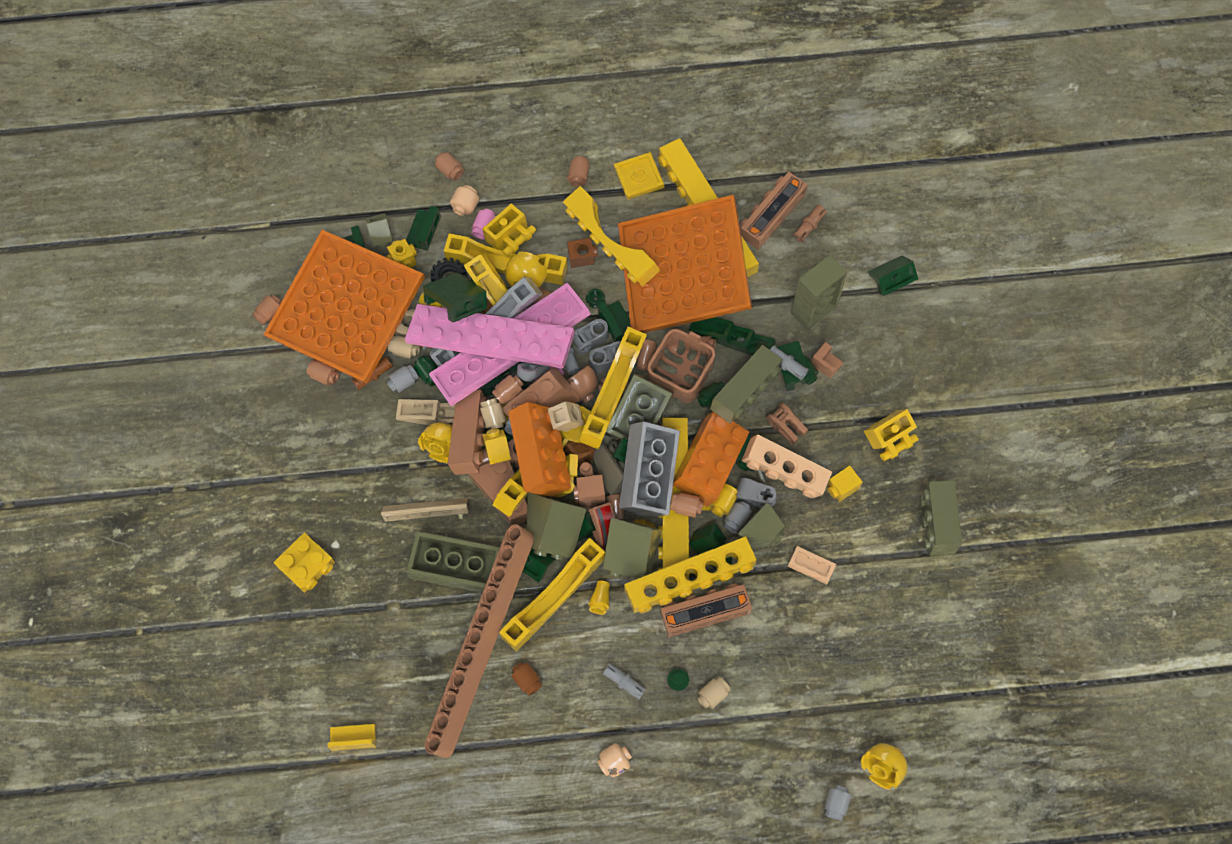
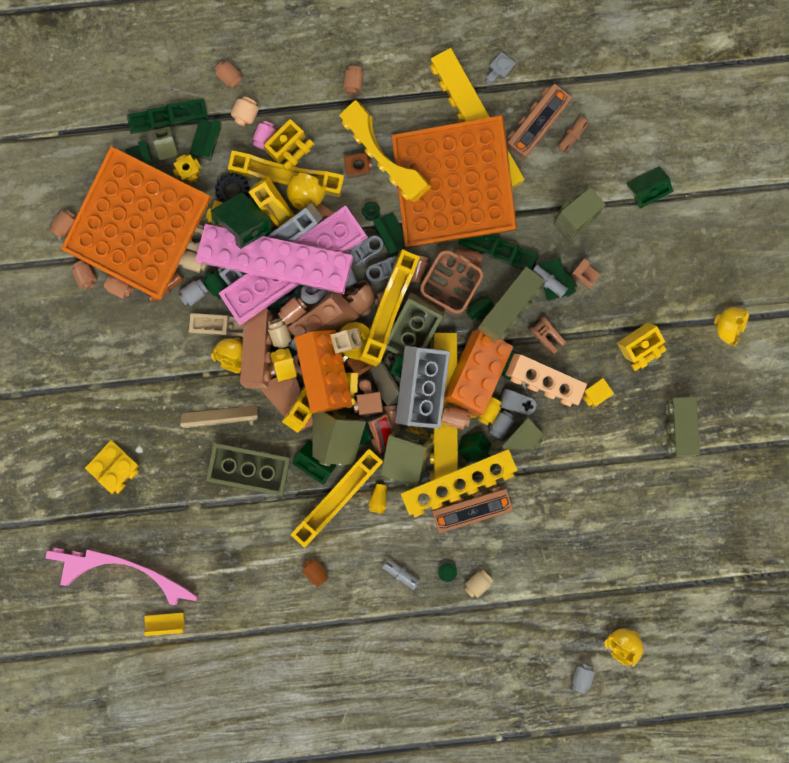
camera: 10 degrees left, 15 degrees up
(258, 668) = (76, 564): none -> bright pink slope
(286, 361) = (83, 275): none -> nougat brick
(391, 203) = (166, 116): none -> dark green slope
(479, 642) = (273, 541): nougat beam -> none
(614, 760) = (392, 643): light nougat head -> none
(638, 175) = (411, 83): yellow tile -> none
(731, 160) = (500, 67): none -> light grey plate
(812, 565) = (567, 468): light nougat plate -> none
(989, 410) = (731, 324): none -> yellow cylinder

